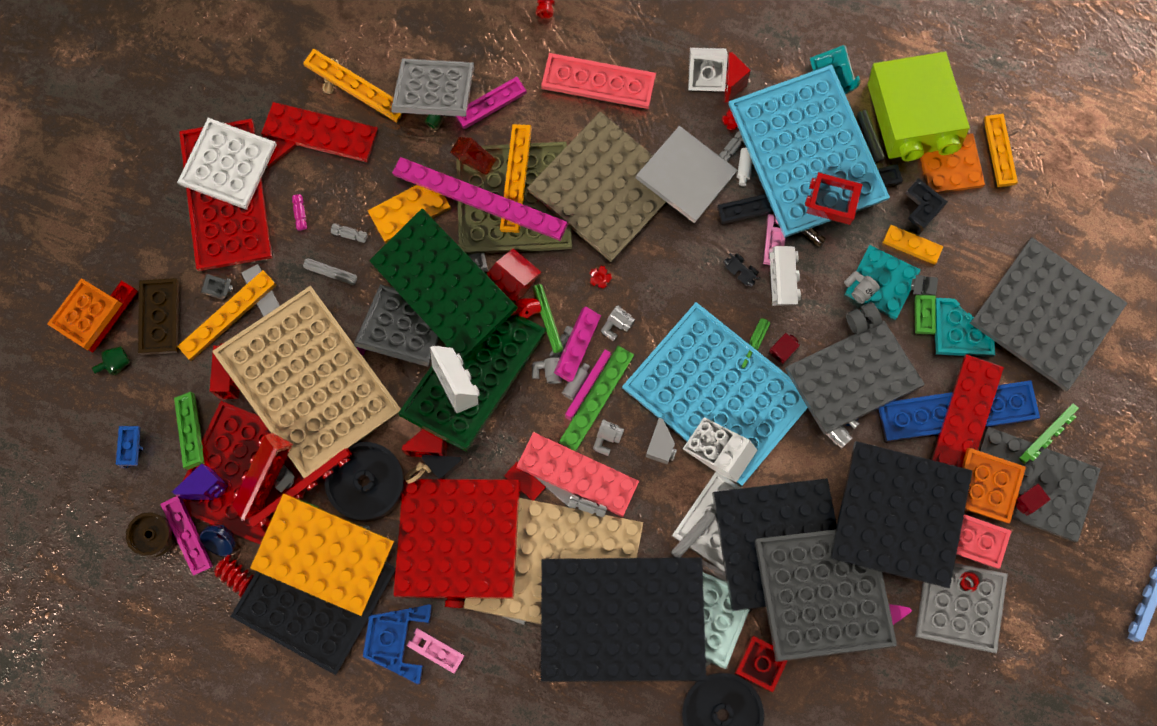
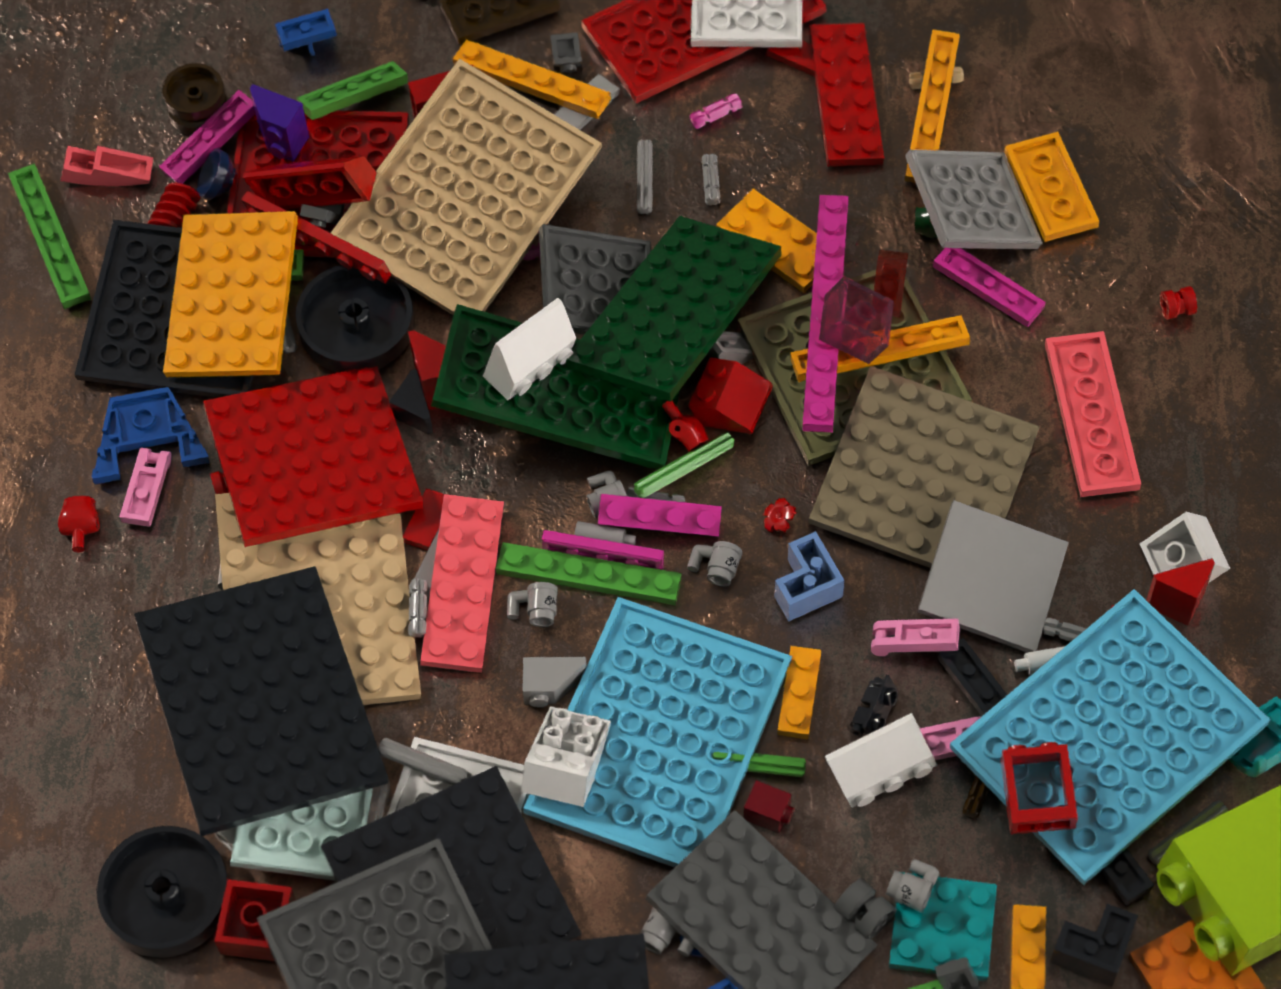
camera: 70 degrees right, 15 degrees down
(178, 611) = (105, 167): none -> coral slope
(216, 664) = (49, 236): none -> bright green plate
(422, 467) = (389, 374): tan piece -> none
(437, 42) = (1051, 186): none -> light orange plate
(444, 700) = (78, 519): none -> red piece
(502, 181) = (856, 320): none -> clear pink brick
(653, 270) = (814, 578): none -> medium blue brick
(708, 229) = (915, 636): none -> bright pink plate
(717, 306) = (799, 693): none -> light orange plate

